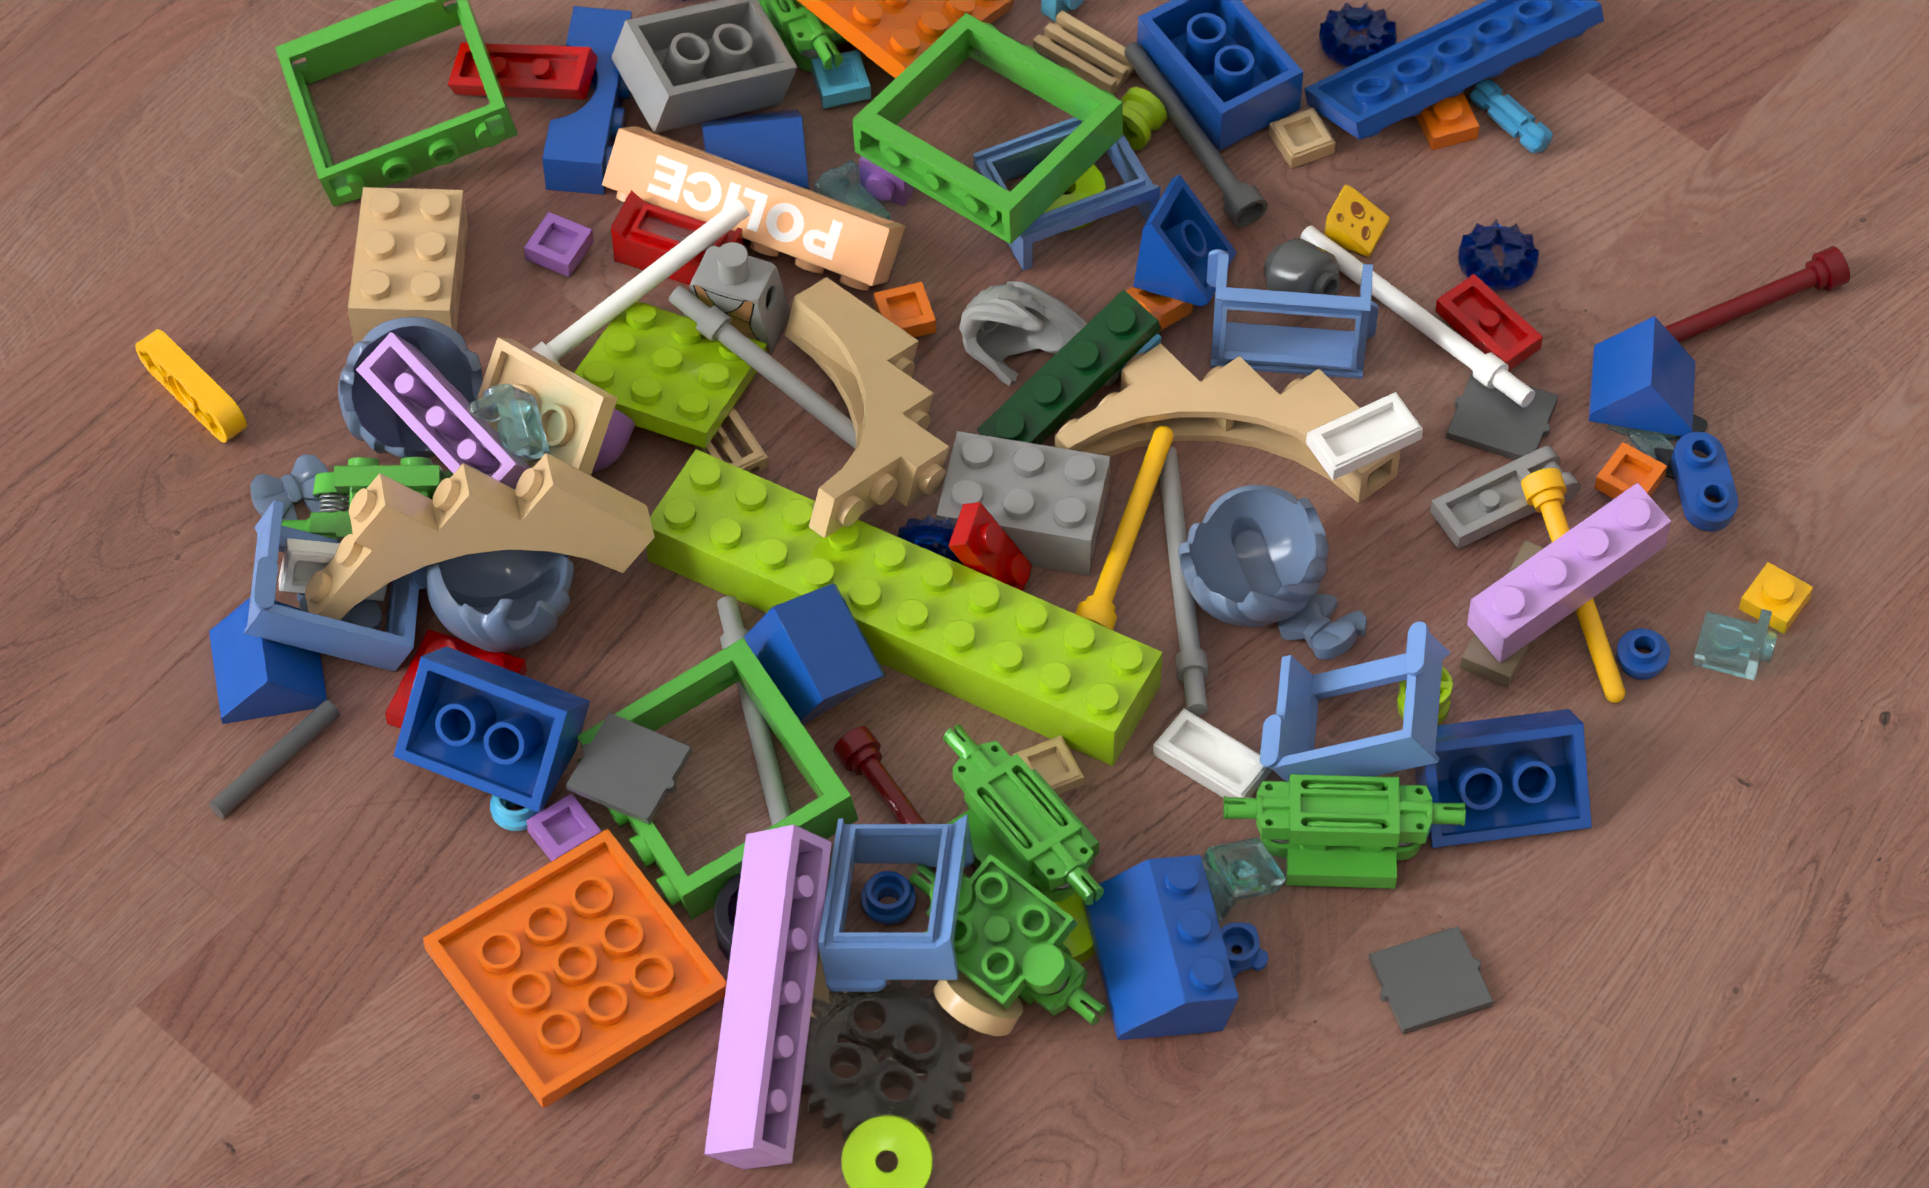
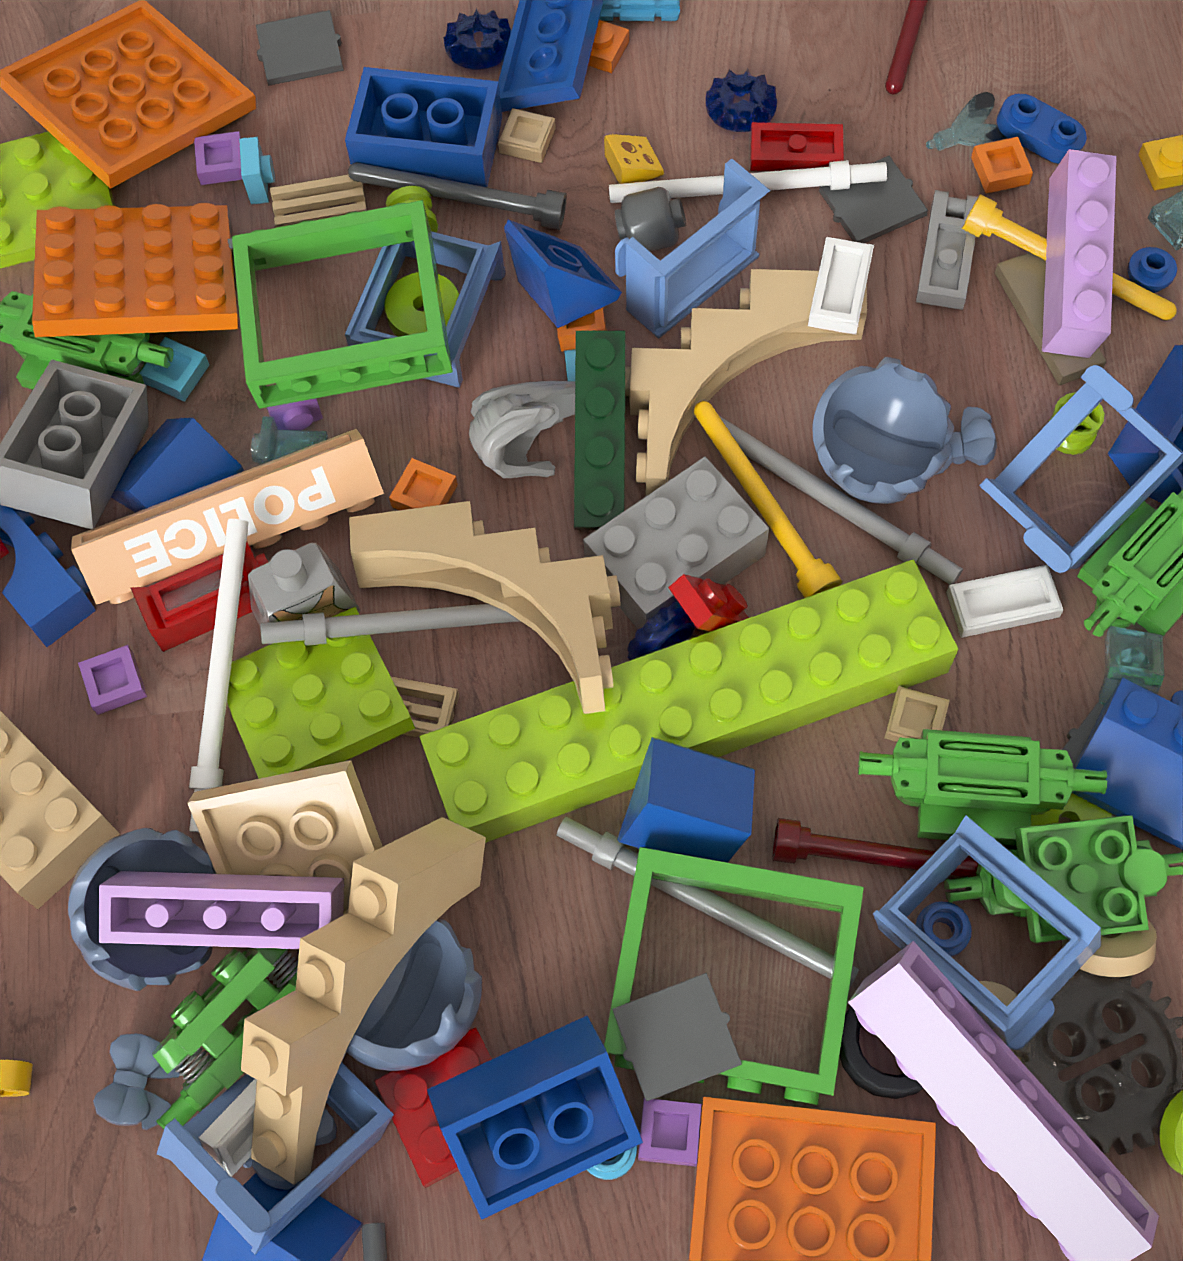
camera: 45 degrees left, 10 degrees up
(520, 419) = (290, 855): clear light blue bracket -> none
(1643, 381) = (931, 100): blue slope -> none

